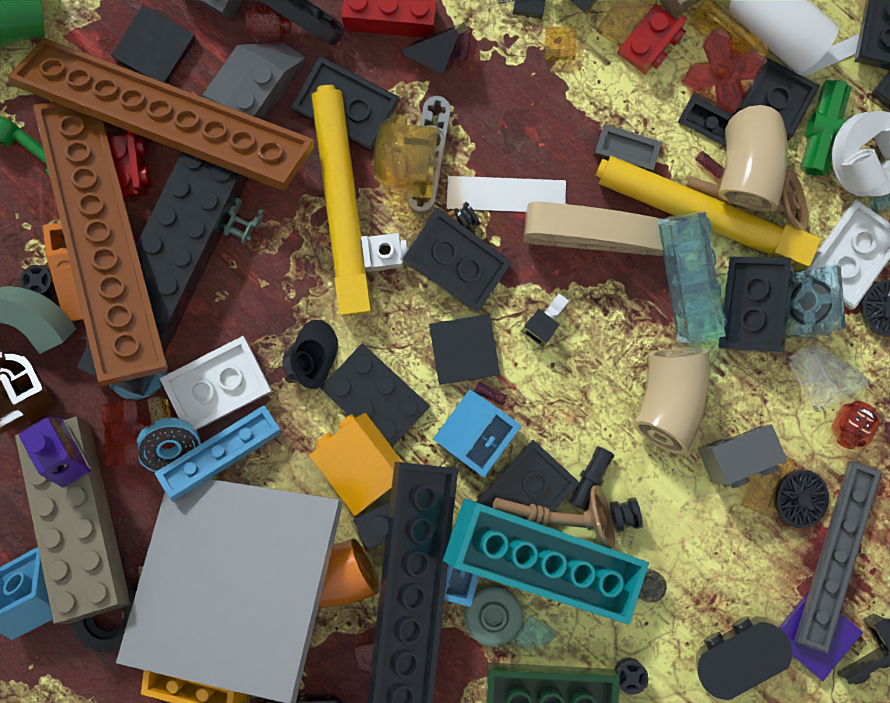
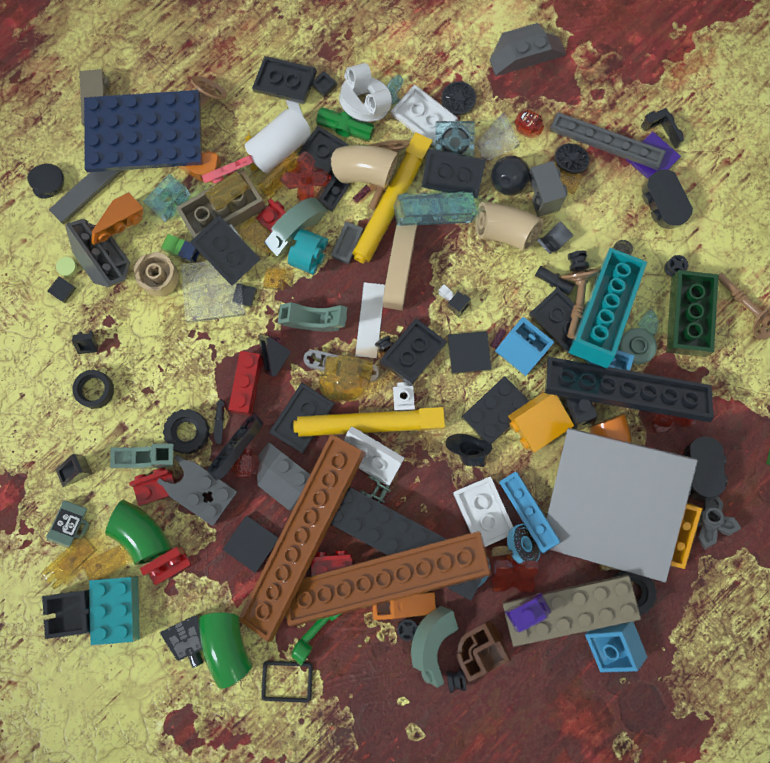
camera: 85 degrees left, 5 degrees down
(288, 208) = (379, 460): none -> white plate
(499, 100) = (312, 319): none -> sand green arch
(604, 83) = (307, 251): none -> teal brick
(651, 58) = (300, 216): none -> sand green arch
(660, 475) = (555, 238): none -> black bracket
(759, 396) = (510, 175): none -> black piece

